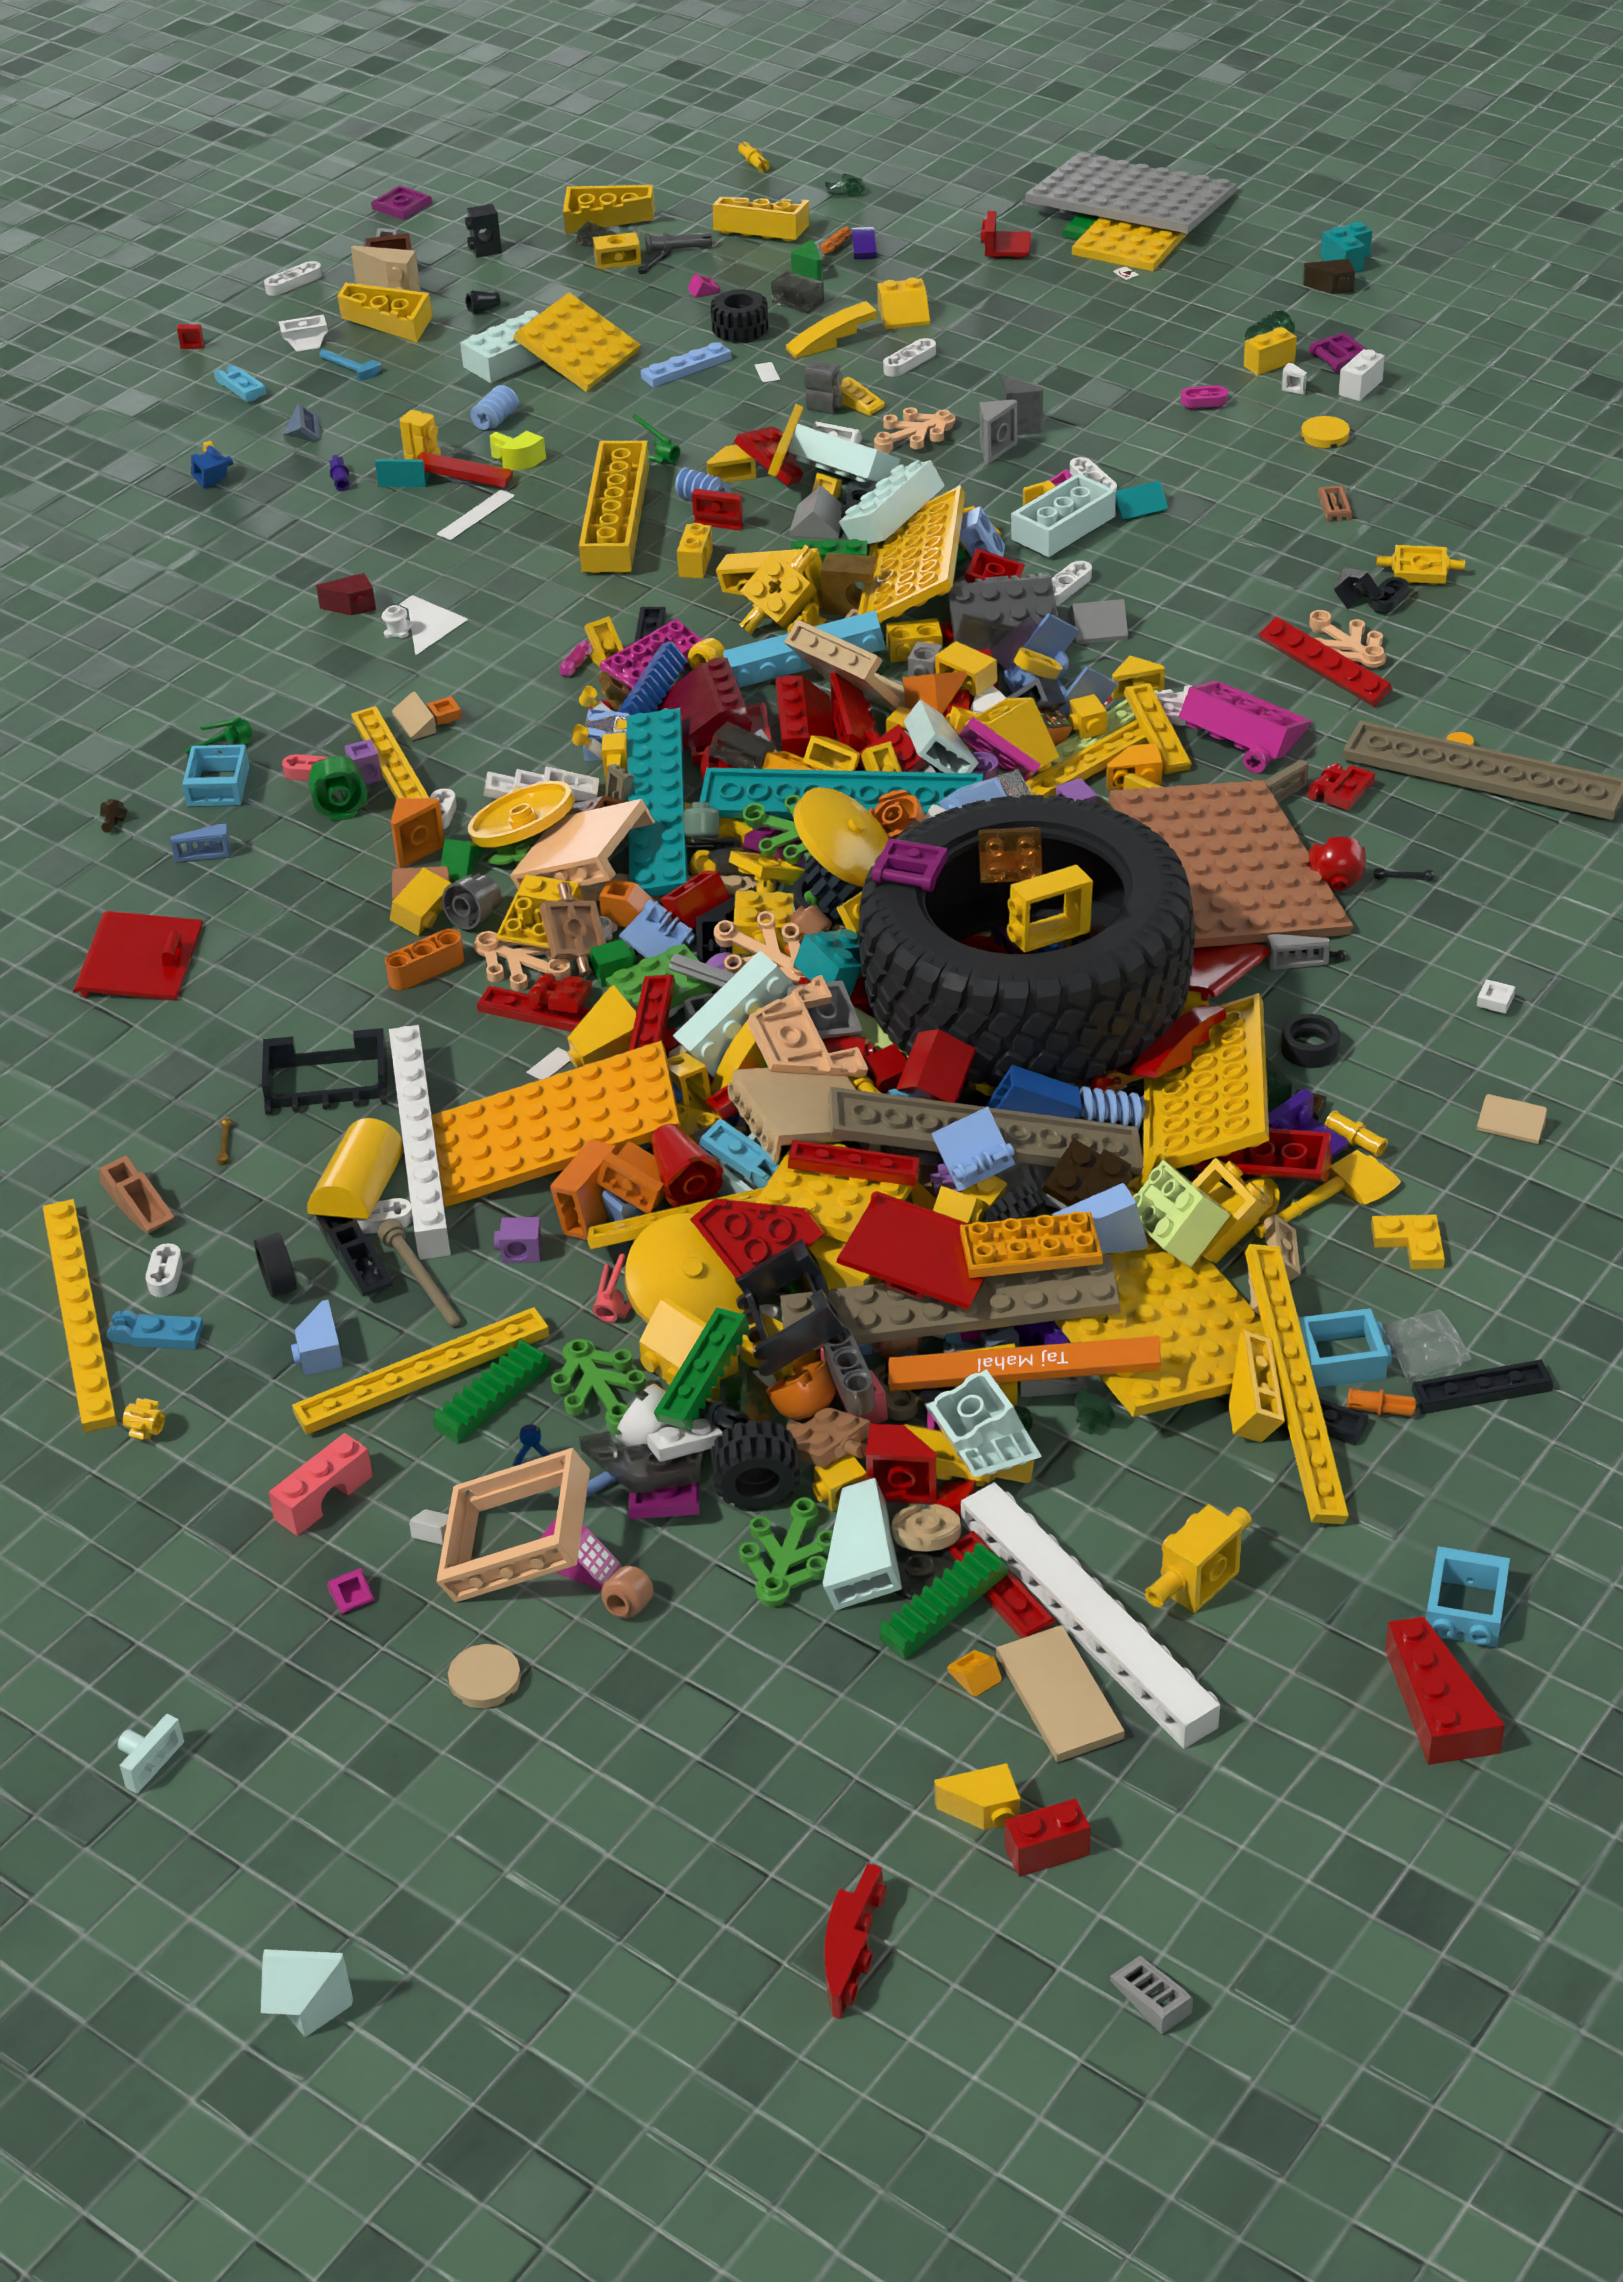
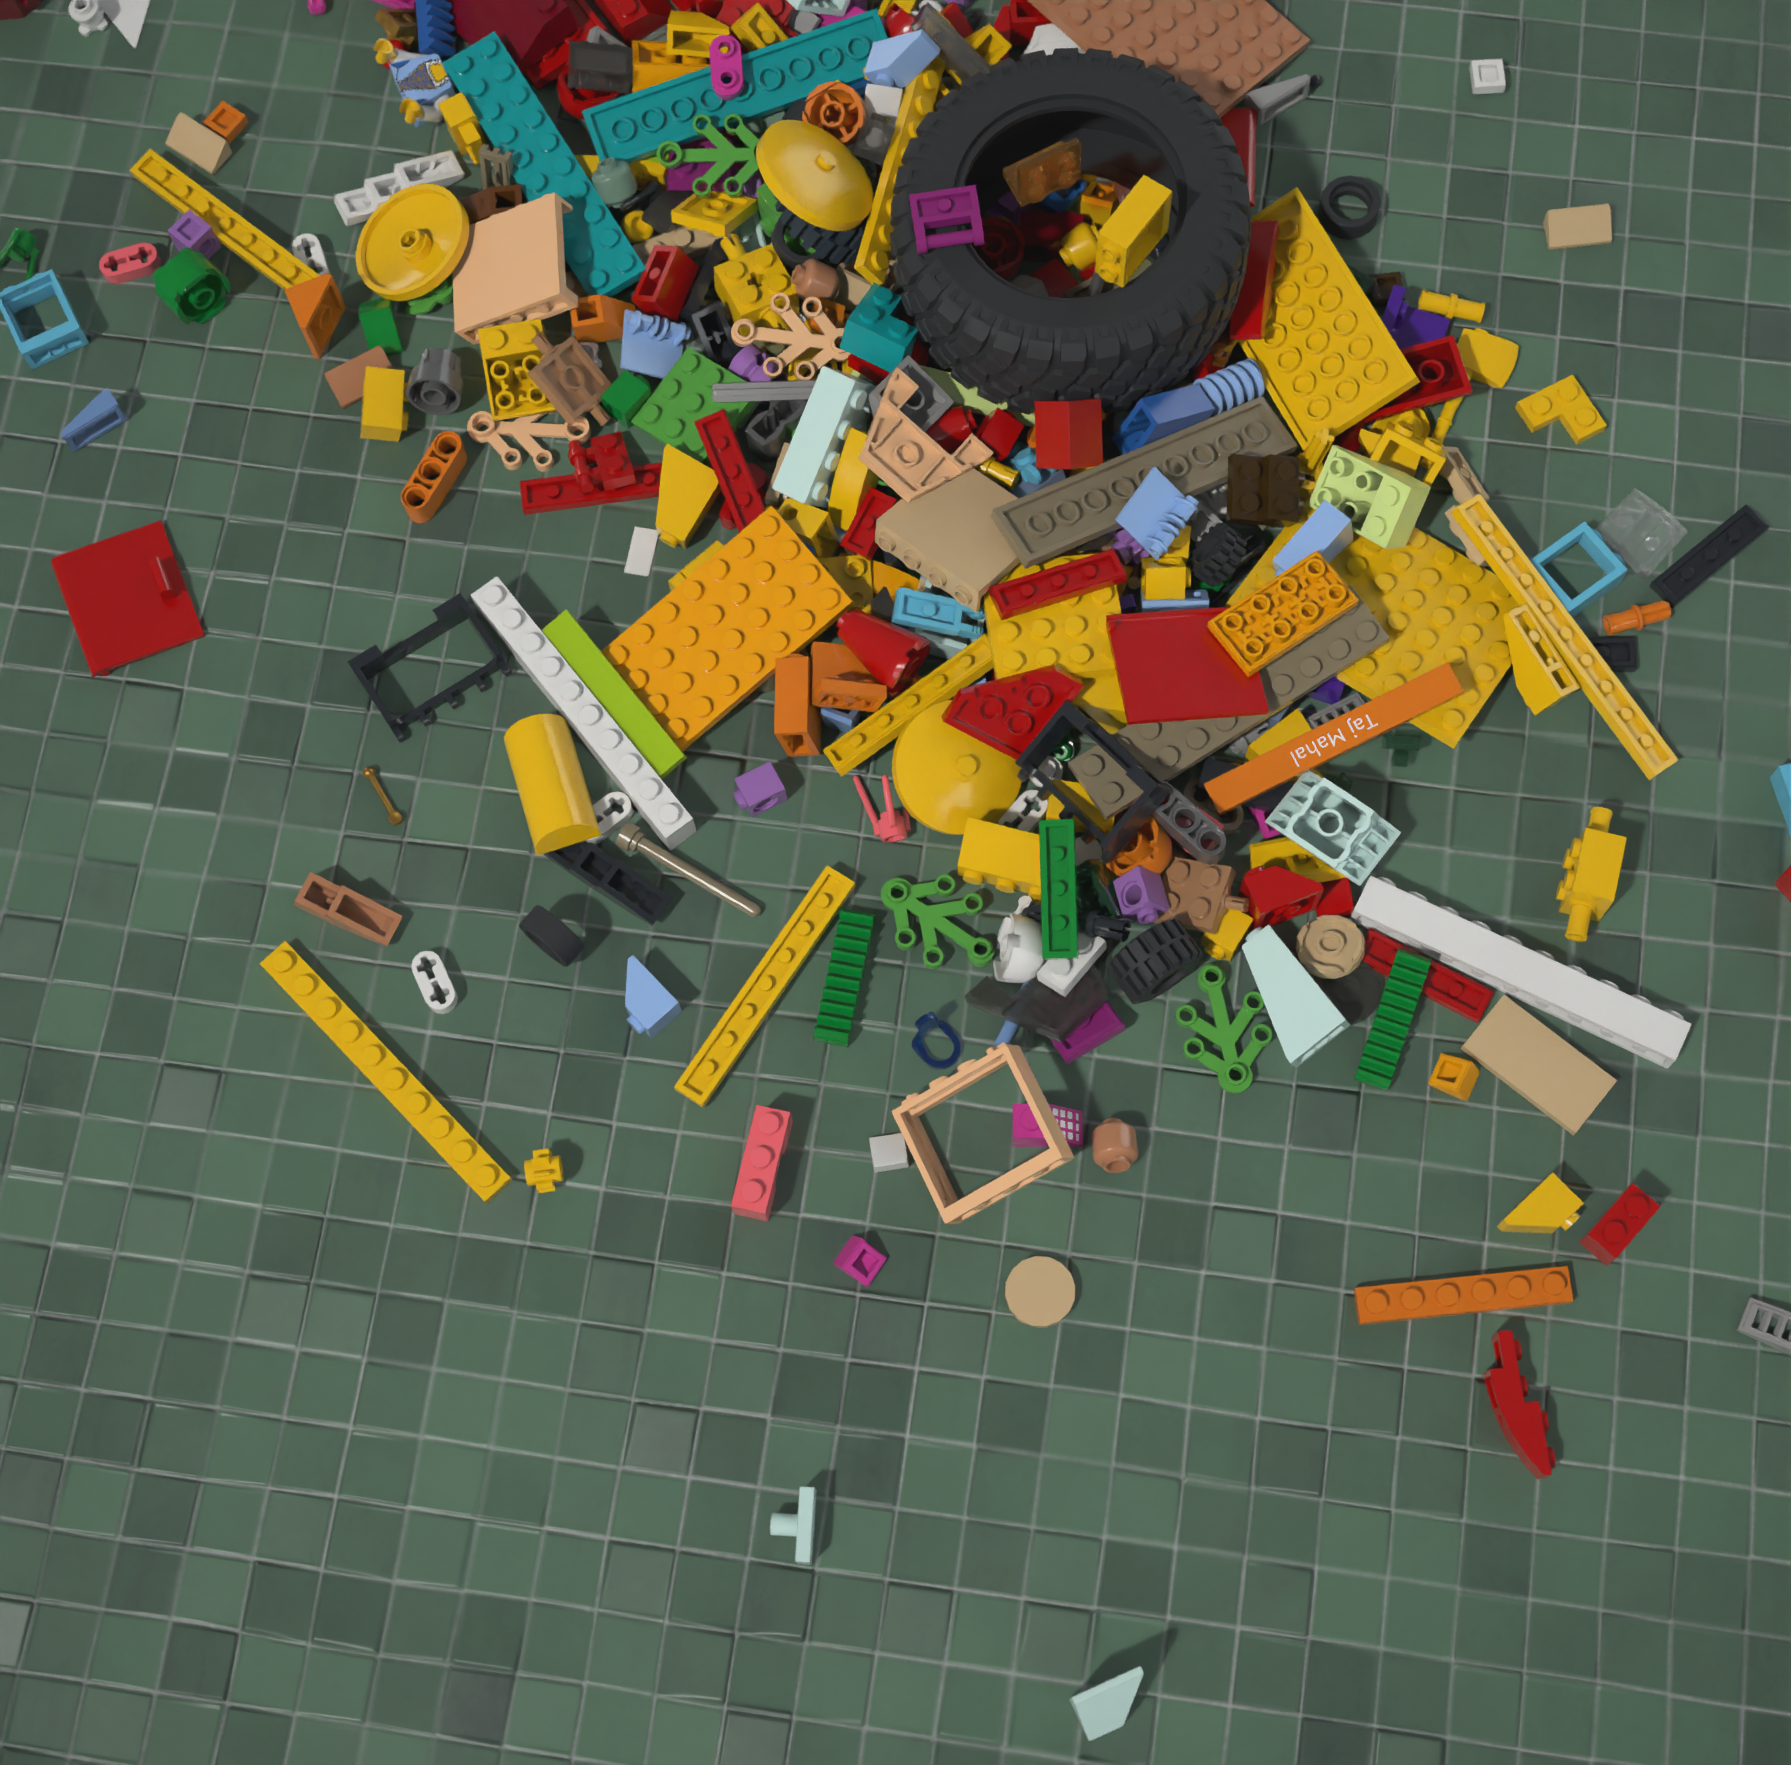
camera: 25 degrees left, 30 degrees up
(155, 1330) = (478, 1056): dark azure hinge -> none
(450, 1131) = (614, 694): none -> lime tile
(781, 1408) = (1141, 895): none -> medium lavender brick
(839, 768) = (726, 65): none -> dark pink plate
(864, 1838) = (1463, 1295): none -> orange plate

